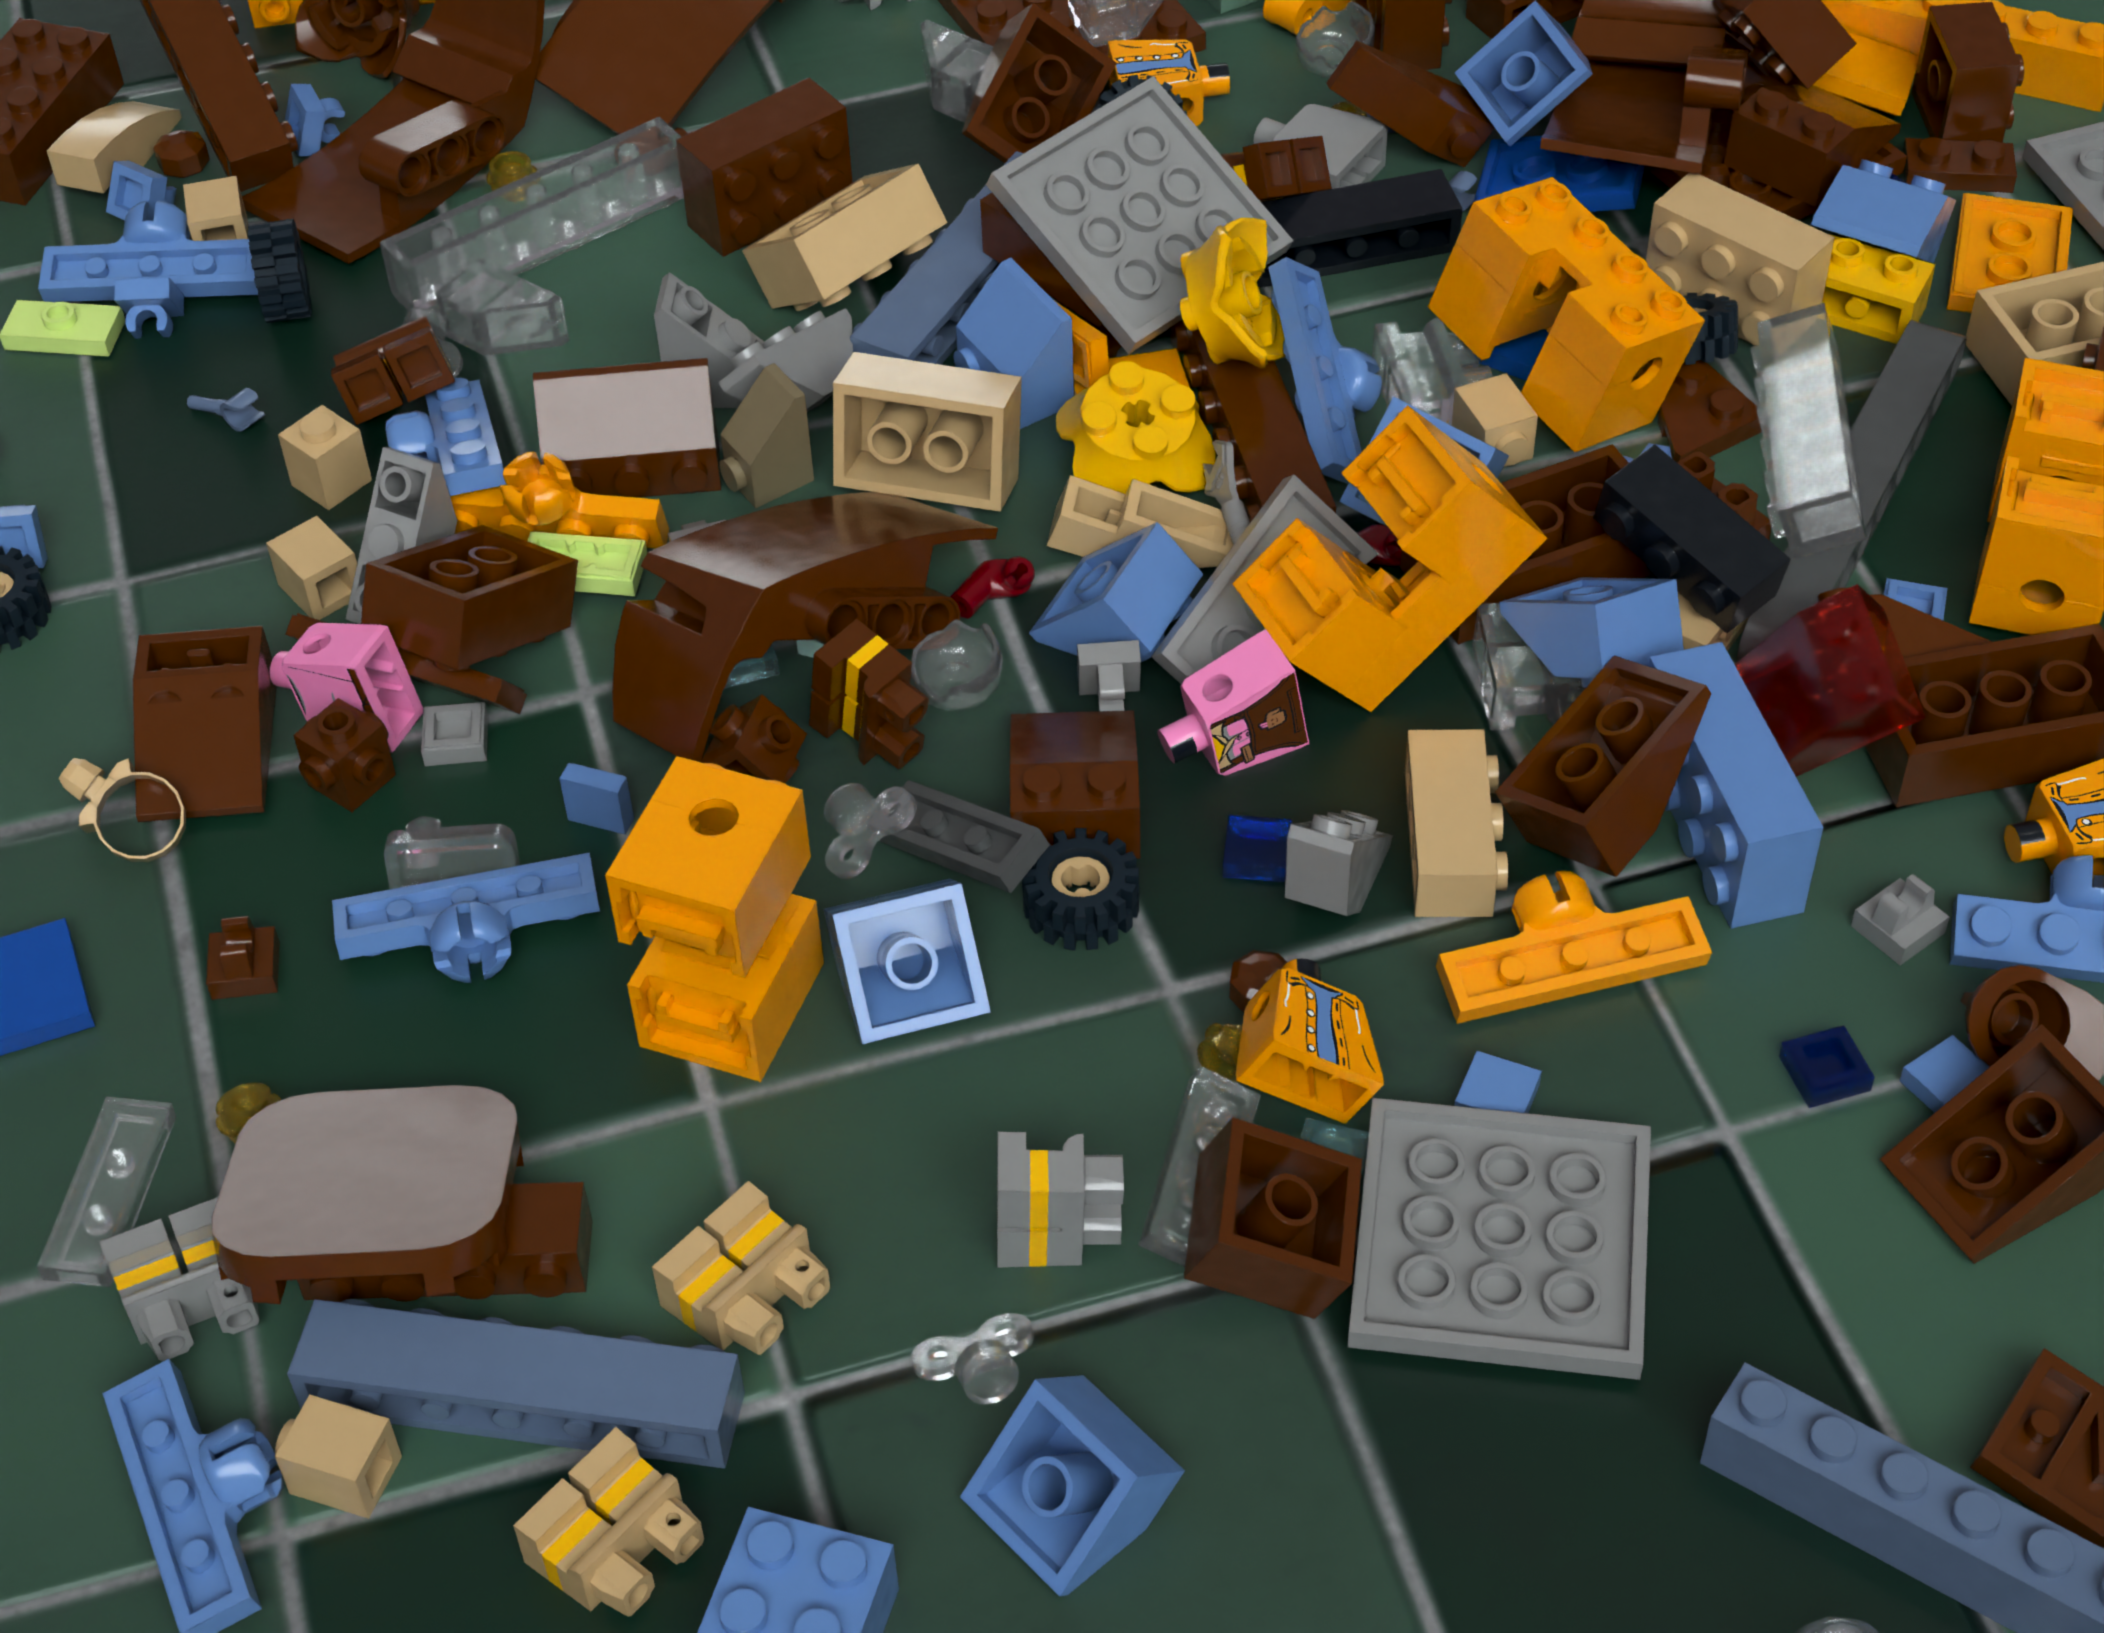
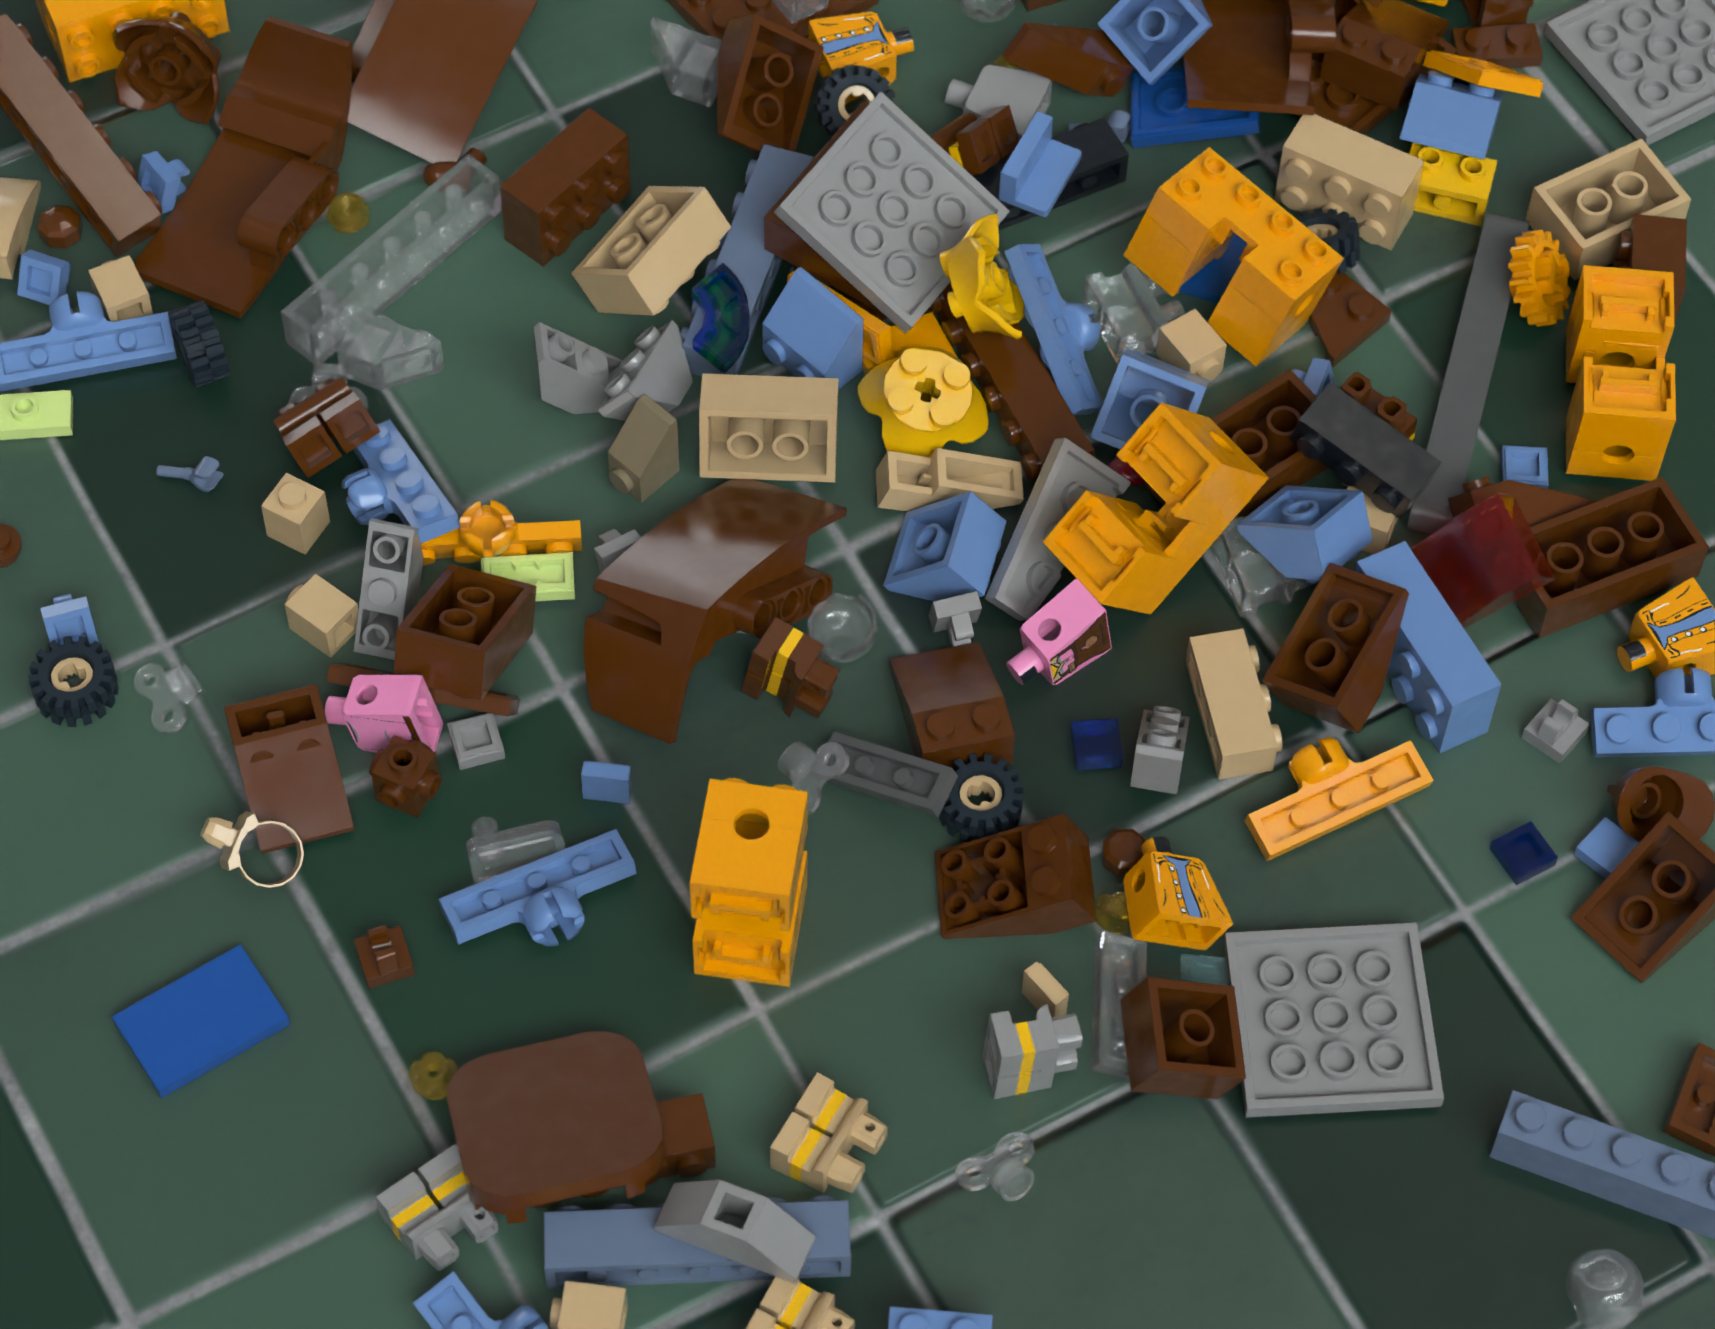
camera: 15 degrees left, 10 degrees up
(106, 1189) = (352, 1151): clear tile -> none
(107, 623) = (168, 693): none -> clear piece
(148, 299) = (92, 383): medium blue tile -> none
(563, 1358) = (736, 1227): none -> light grey slope
(632, 427) = (536, 458): slope -> none
(756, 741) = (713, 726): reddish brown brick -> none
(907, 960) = (872, 876): medium blue slope -> none
(910, 310) = (725, 318): none -> tile
(993, 581) = (846, 545): dark red arm -> none
(1070, 1481) = (1088, 1247): medium blue slope -> none
(1100, 1127) = (1044, 989): none -> tan tile
(1104, 994) = (1017, 882): none -> reddish brown slope
(1222, 486) = (1000, 436): light grey piece -> none
(1337, 202) = (1037, 168): none -> medium blue panel
(1498, 1085) = (1305, 907): medium blue tile -> none
(1806, 433) = (1429, 332): clear brick -> none
(1961, 180) = (1483, 73): none -> light orange tile
(1968, 392) = (1539, 278): none -> light orange gear
(2004, 244) = (1547, 132): light orange tile -> none

